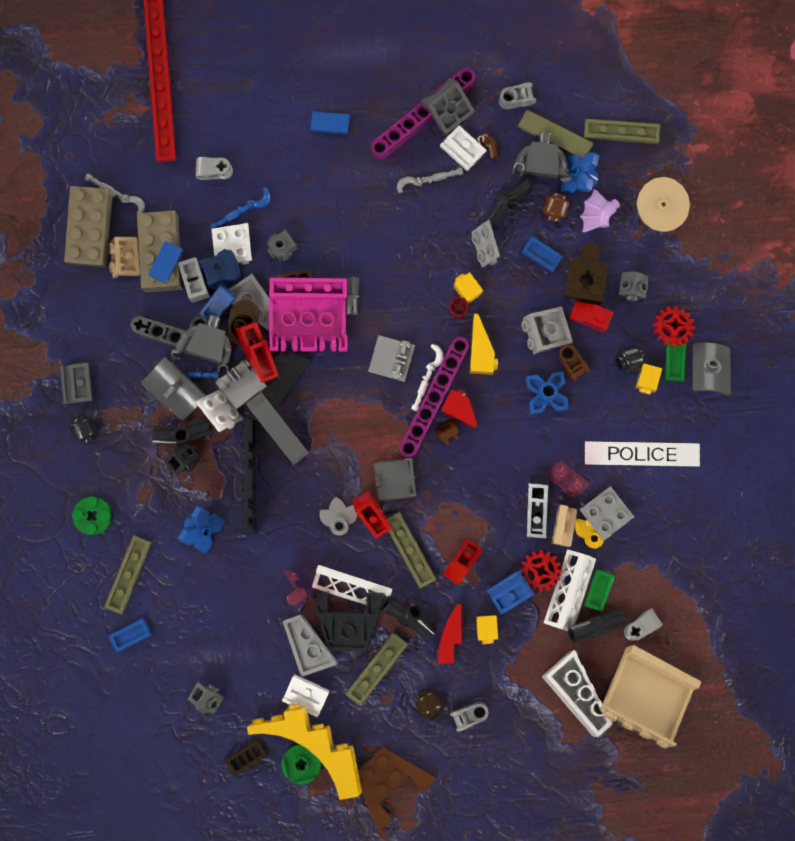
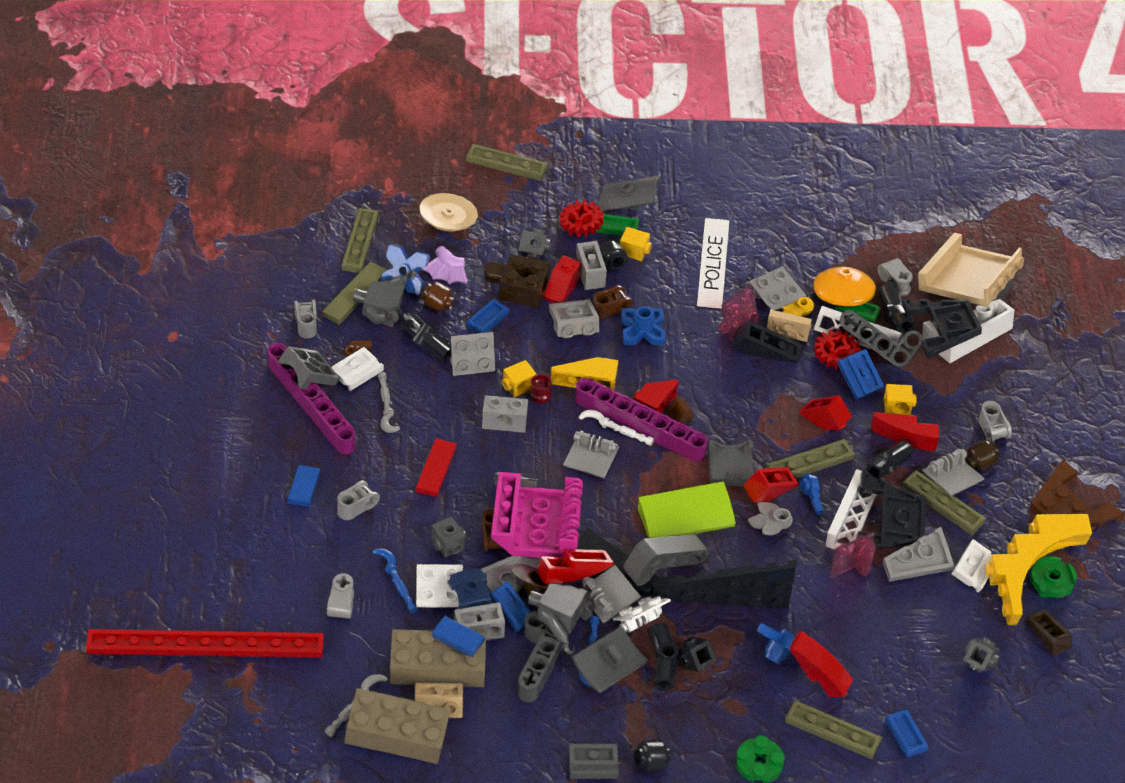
camera: 90 degrees left, 35 degrees down
(173, 561) = (821, 665): none -> red slope
(319, 169) = (356, 500): none -> light grey piece
(337, 444) = (686, 511): none -> lime slope
(362, 229) = (436, 467): none -> red tile
(378, 549) = (810, 486): none -> blue plate
(406, 677) = (953, 472): none -> light grey hinge
(424, 279) = (505, 413): none -> light grey brick
(564, 586) = (878, 336): none -> dark grey beam
(571, 677) = (952, 319): none -> black wing
(610, 339) = (593, 266): none -> light grey brick
(611, 578) = (844, 286): none -> light orange dish
(743, 252) = (506, 162): none -> olive tile

